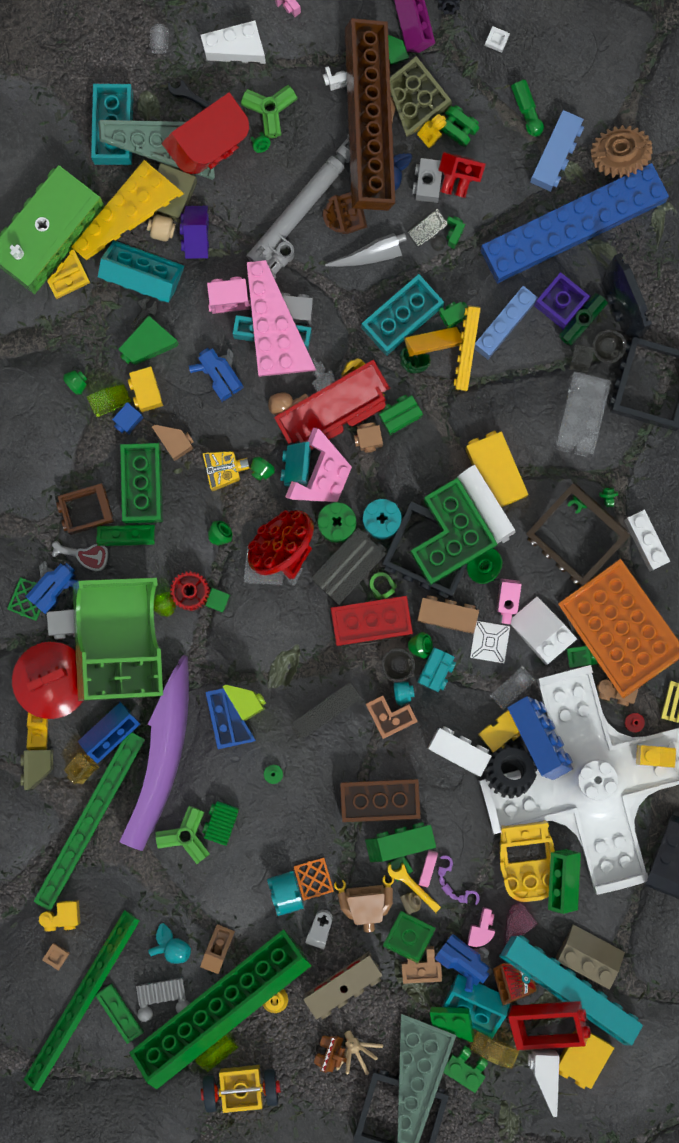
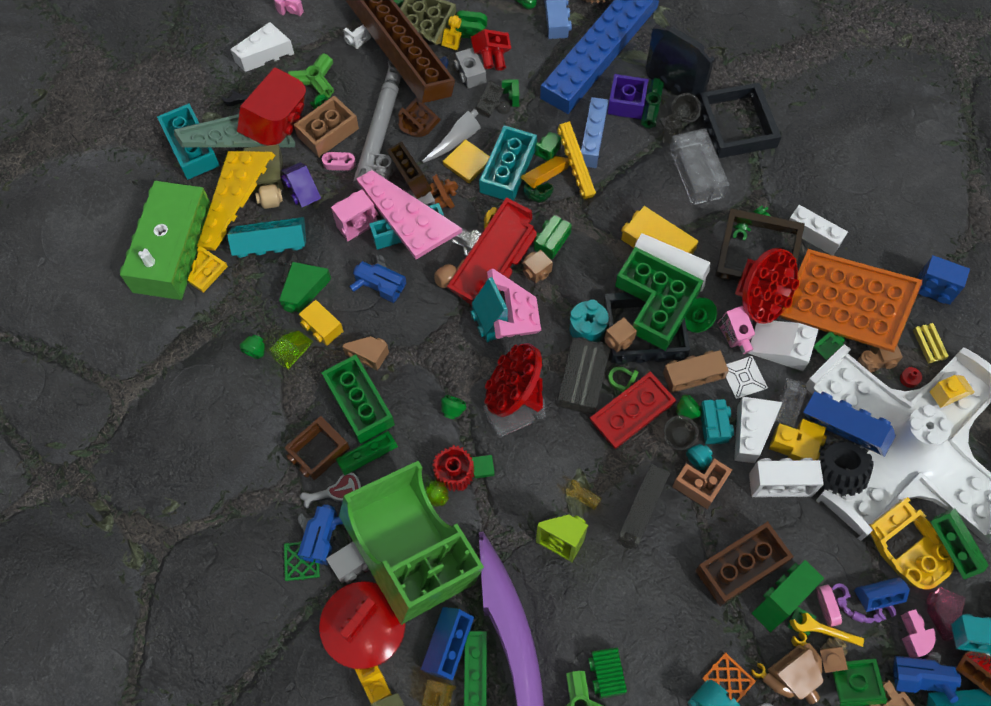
camera: 30 degrees left, 20 degrees down
(127, 419) = (316, 354): blue brick -> none
(159, 39) = (198, 71): clear brick -> none
(223, 468) = (425, 352): torso -> none
(226, 721) = (556, 568): blue wedge -> none
(244, 224) = (338, 161): none -> bright pink beam
(252, 178) = (326, 126): none -> medium nougat brick
(261, 468) = (459, 334): green cone -> none
(273, 769) = (628, 602): green tile -> none
(287, 672) = (584, 495): none -> clear yellow bar
(302, 276) = (409, 170): none -> dark brown brick
(328, 311) = (439, 187): none -> dark orange hips
(336, 511) = (553, 343): green brick -> none
(368, 286) = (466, 161): none -> yellow tile
(397, 551) = (620, 335): none -> medium nougat brick
(401, 910) = (833, 659): none -> medium nougat plate
(465, 692) = (753, 426): none -> white wedge
(476, 883) = (883, 594): none -> blue brick
(483, 717) = (783, 439): none -> yellow brick
(555, 577) = (768, 284): none -> red bracket

